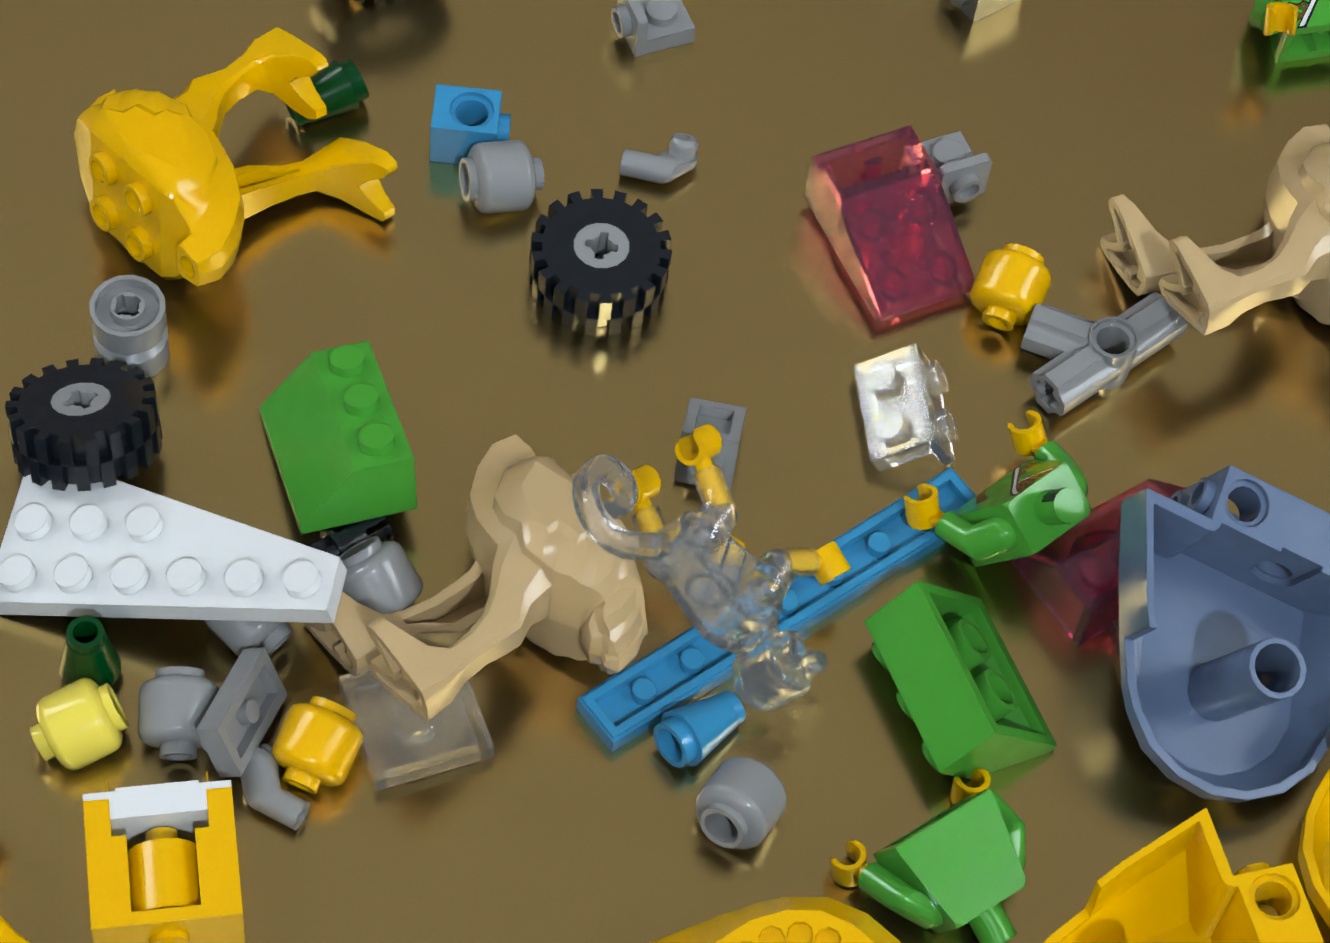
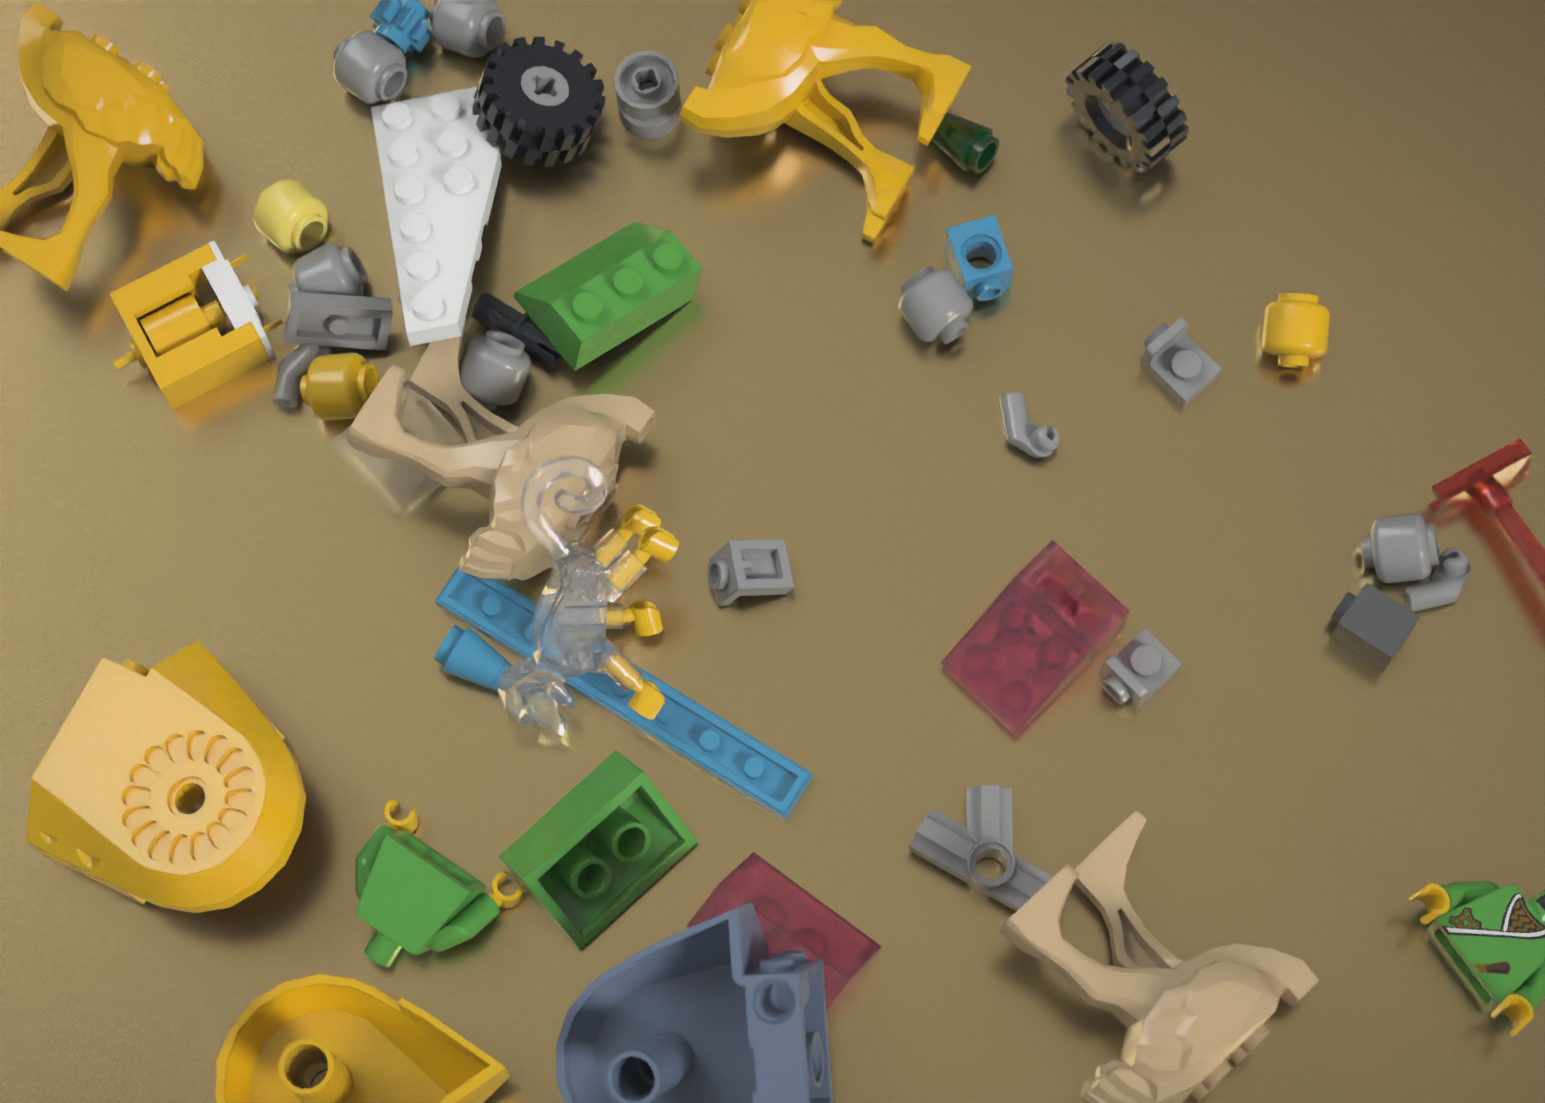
camera: 80 degrees right, 15 degrees up
(88, 653) = (348, 198): dark green cone -> none
(607, 289) = (887, 441): black wheel -> none
(740, 803) = (414, 713): light grey head -> none
(905, 408) = (855, 718): clear bracket -> none
(1010, 286) = (1021, 761): yellow head -> none
(1016, 512) = (776, 841): bright green torso -> none

